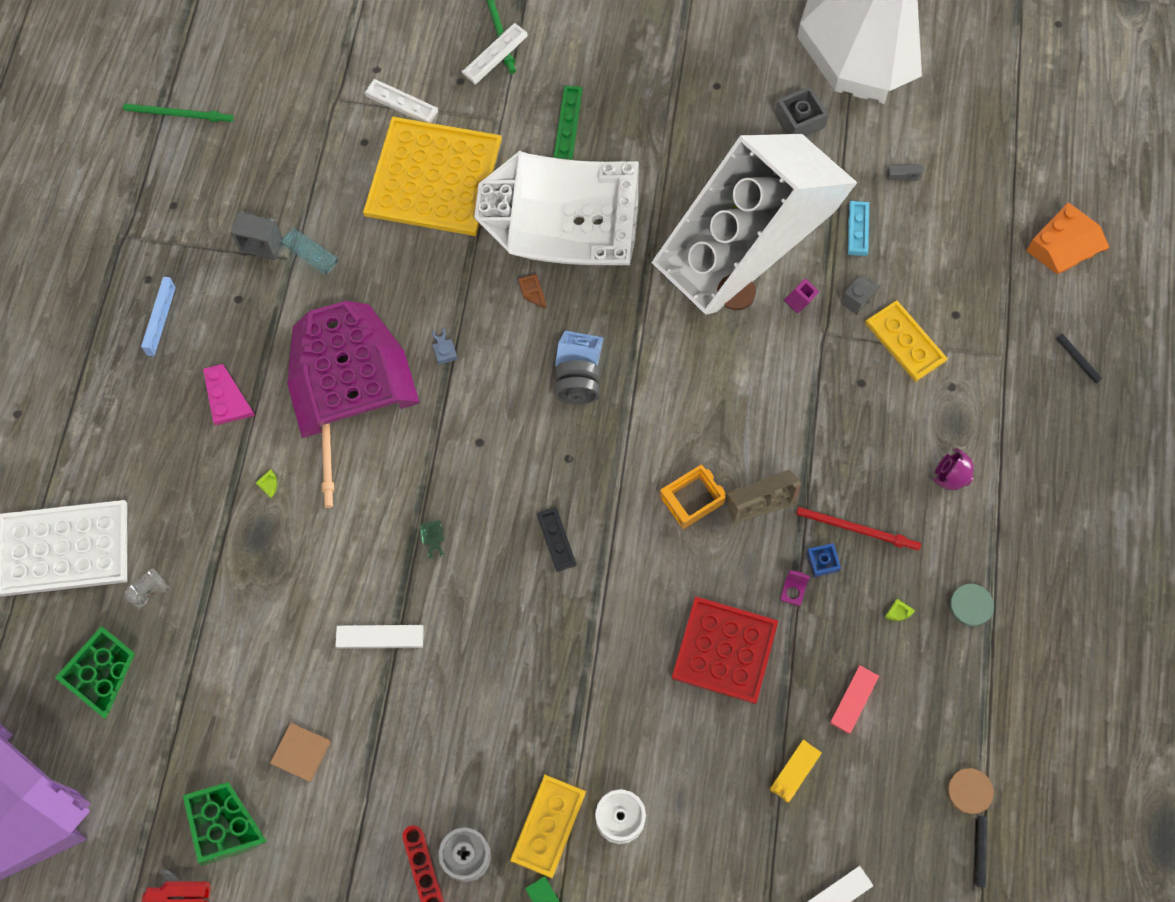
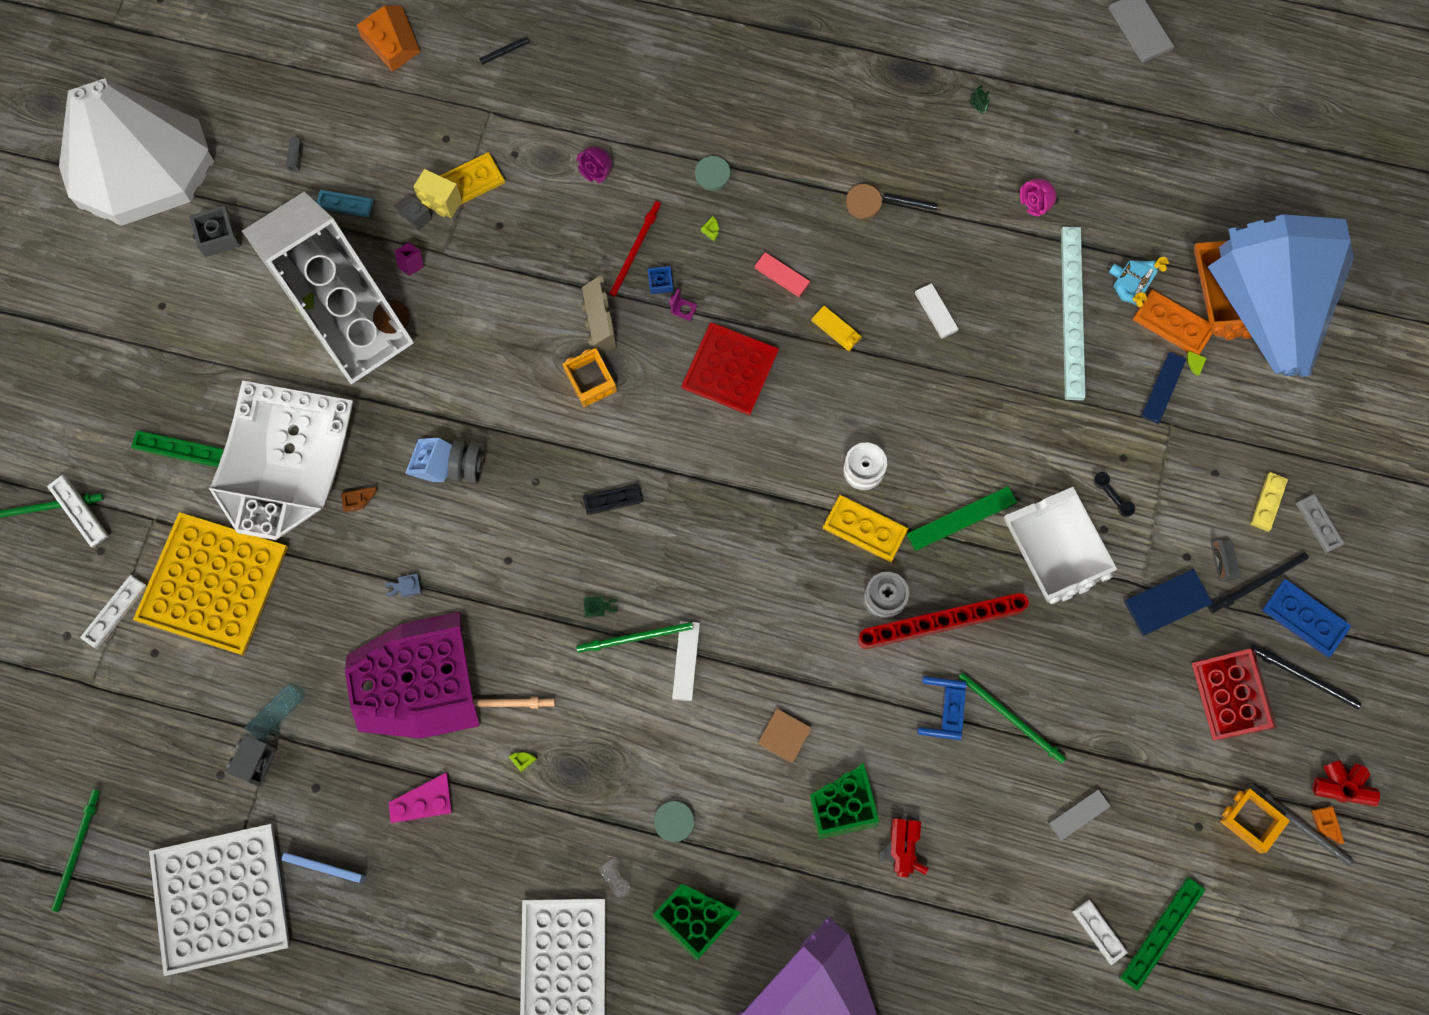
camera: 85 degrees left, 5 degrees up
(131, 234) = (218, 899): none -> white plate
(206, 642) = (674, 821): none -> sand green tile
(392, 543) = (597, 644): none -> green bar
(878, 309) = (437, 193): none -> light yellow brick

